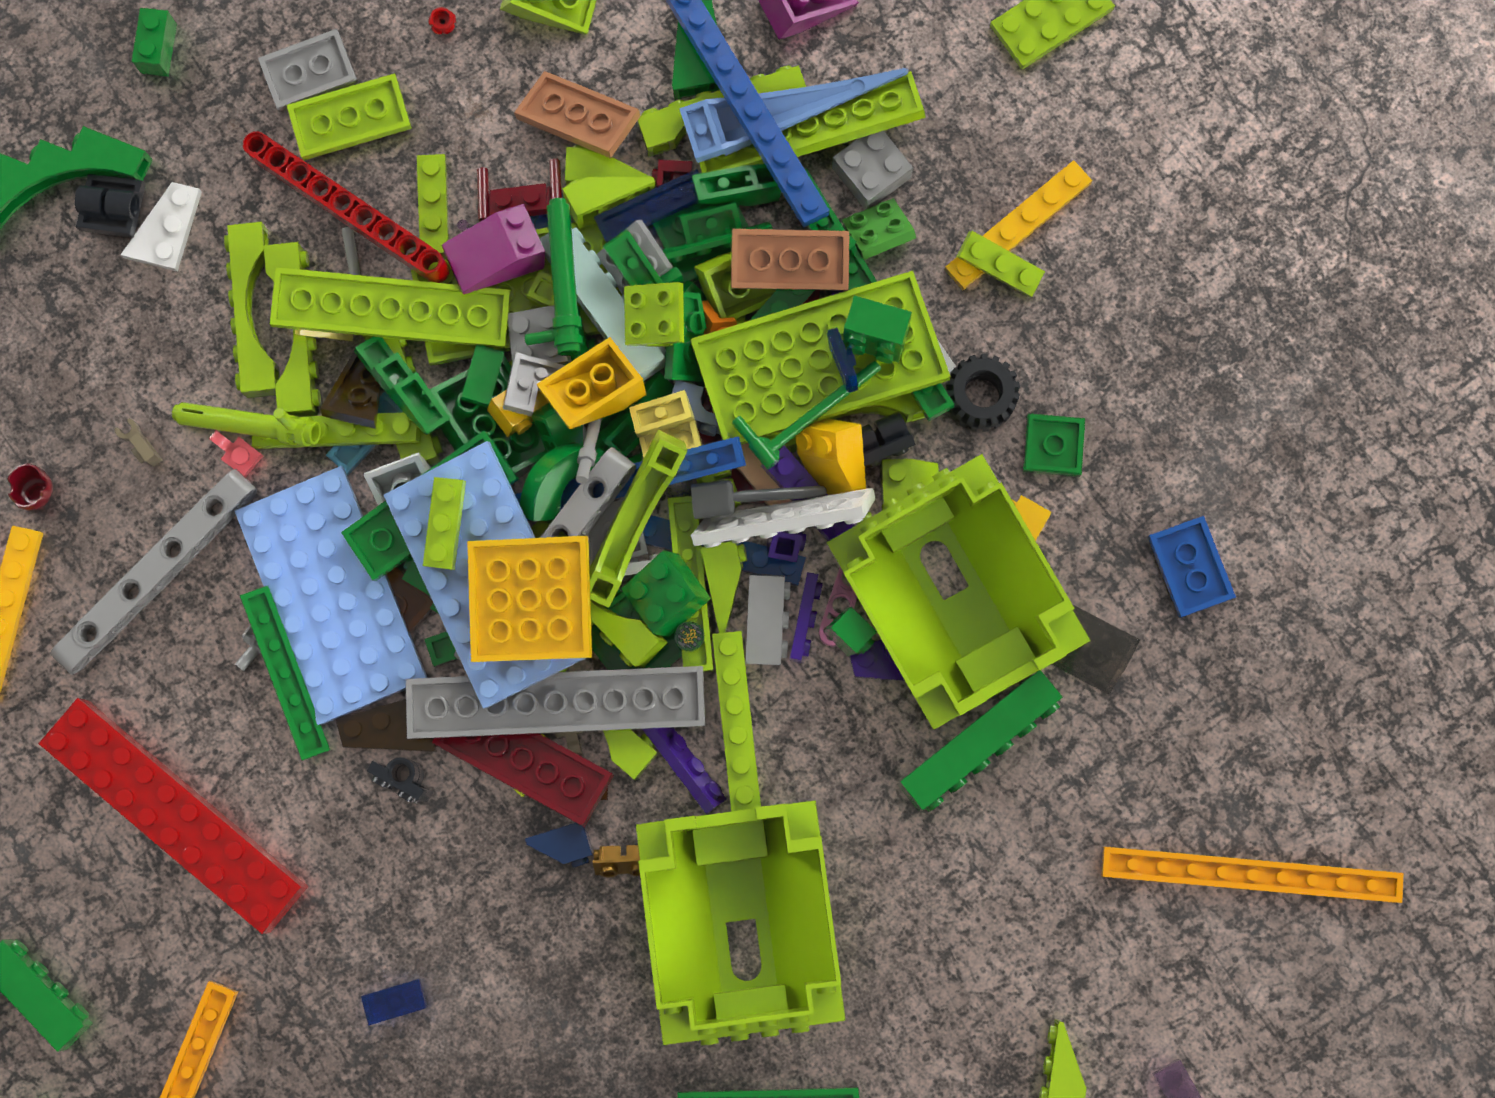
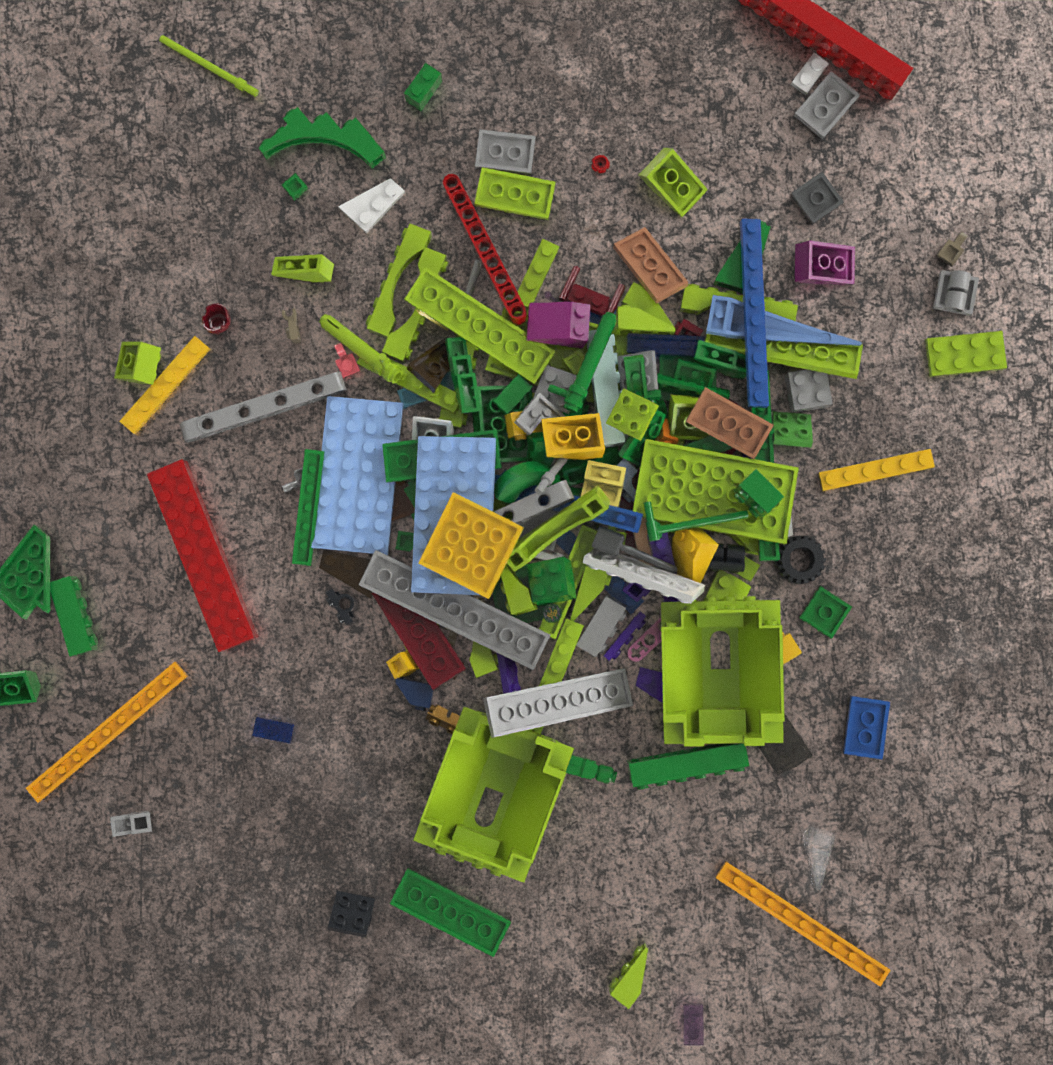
camera: 25 degrees right, 5 degrees up
(48, 259) = (294, 186): none -> green tile
(109, 205) = (346, 173): black plate -> none
(115, 358) = (304, 267): none -> lime slope
(444, 523) = (444, 473): lime plate -> none
(524, 816) = (402, 665): none -> yellow brick
(759, 751) = (557, 702): none -> light grey plate
(844, 360) = (729, 501): clear blue plate -> none
(851, 632) = (646, 661): green brick -> none
(853, 821) = (589, 769): none -> green piece
(924, 443) = (750, 569): none -> lime tile
(1000, 263) = (852, 488): lime plate -> none
(1218, 764) = (818, 850): none -> clear slope

